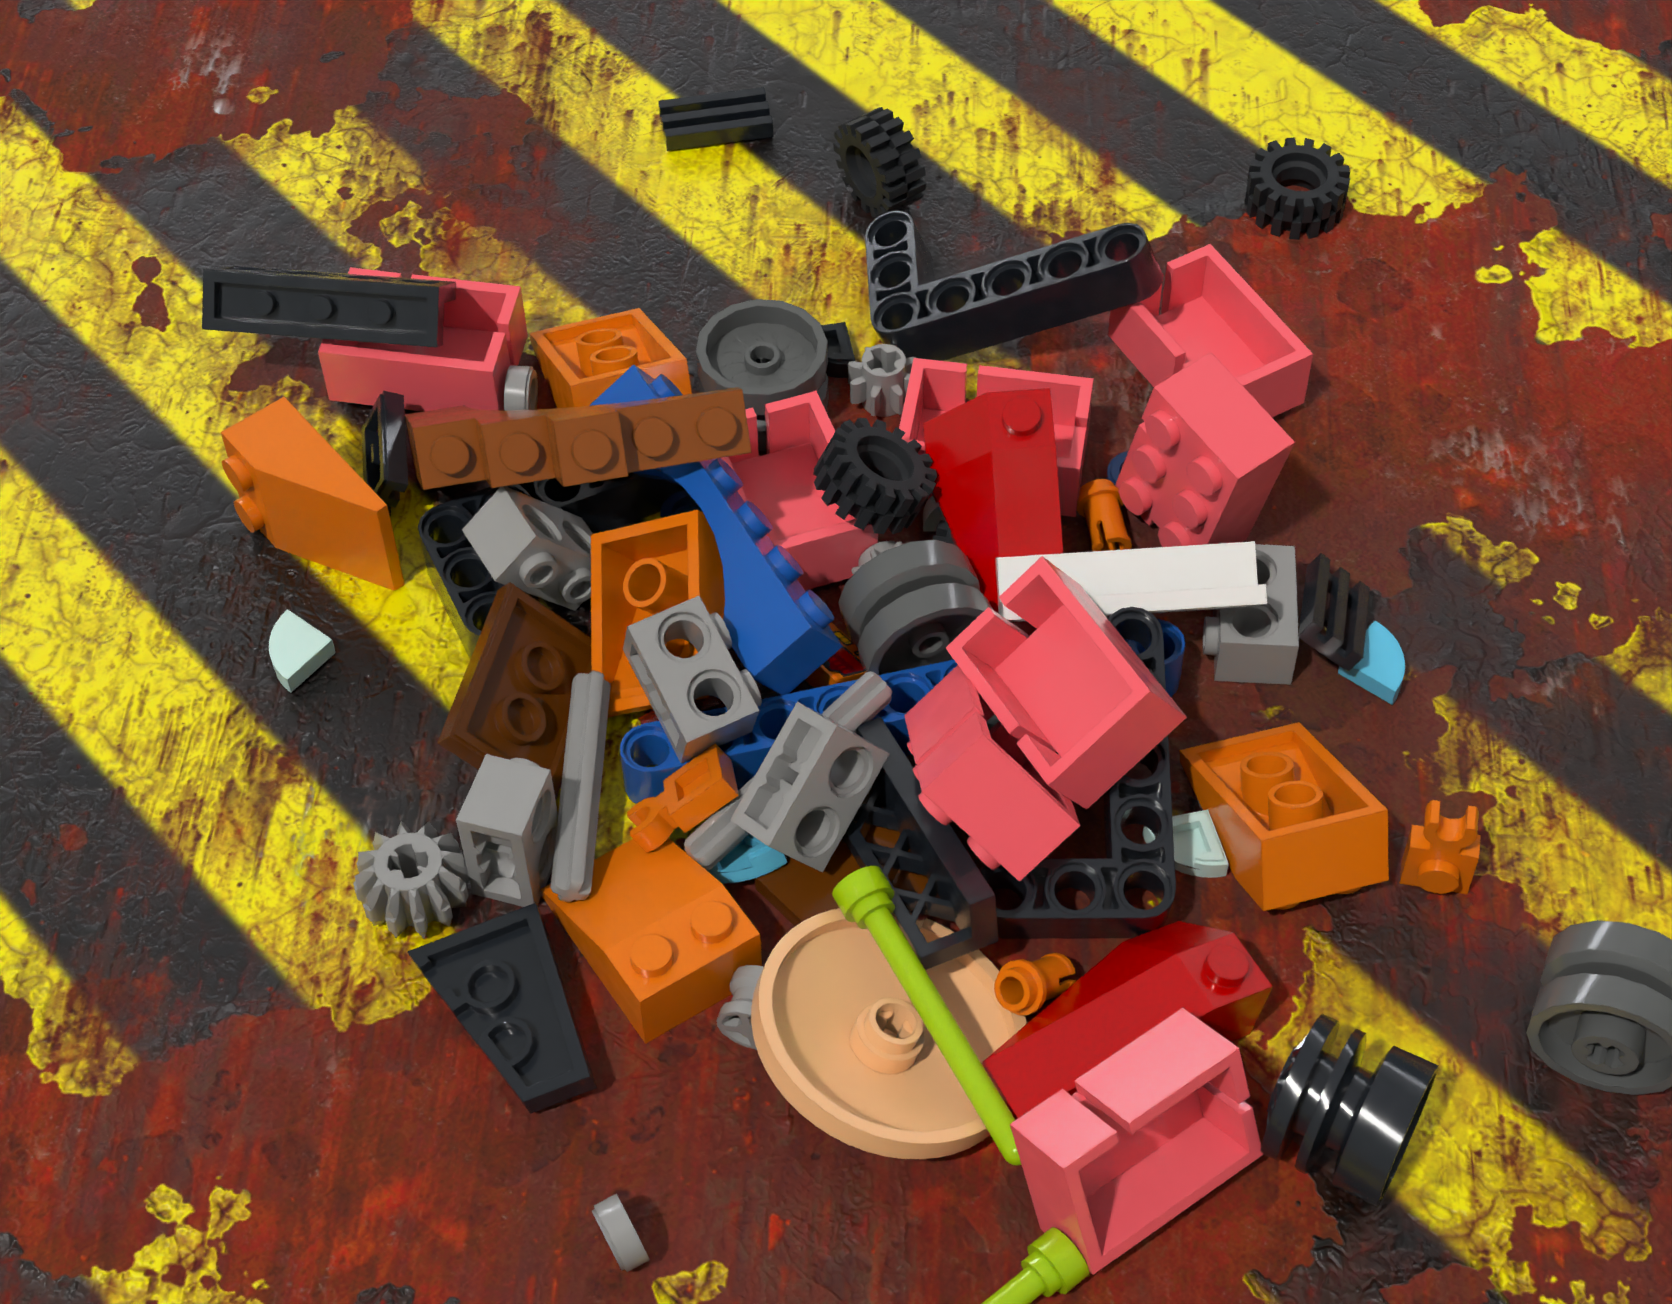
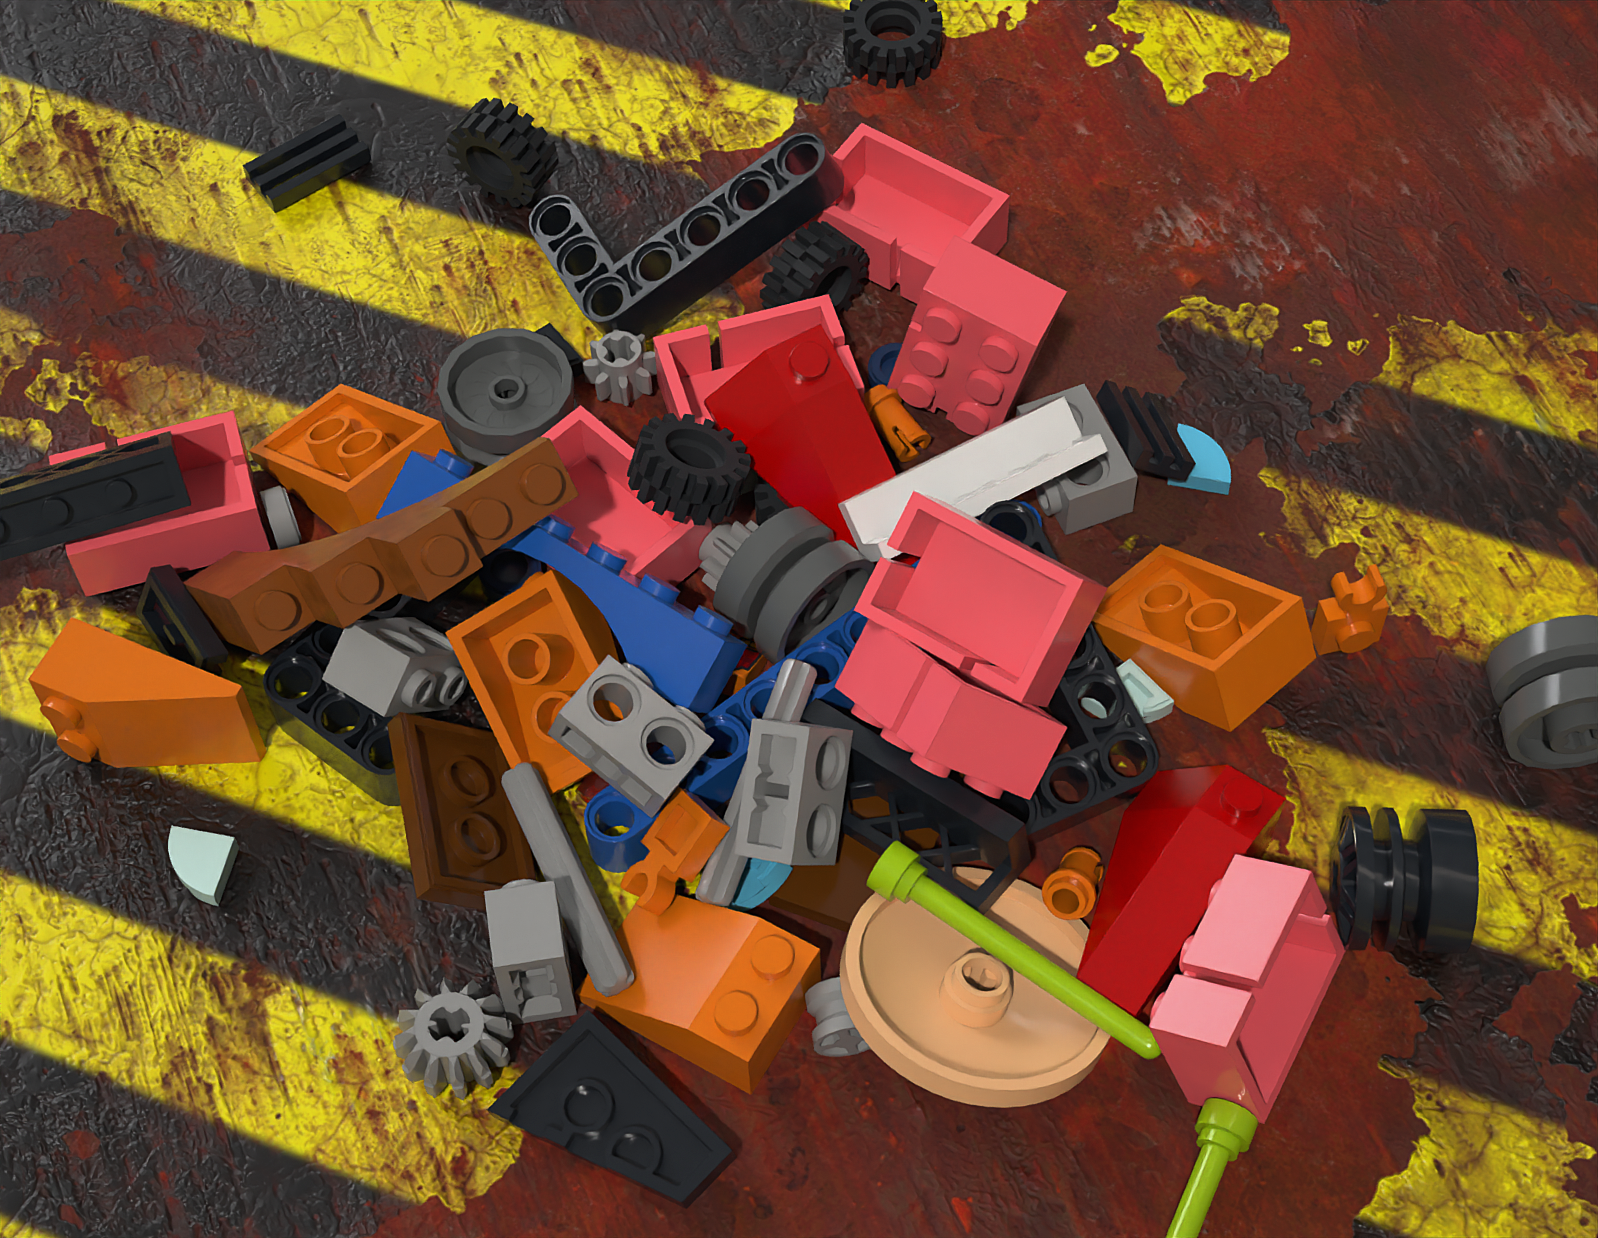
camera: 25 degrees left, 5 degrees up
(1103, 350) = (813, 266): none -> black tyre

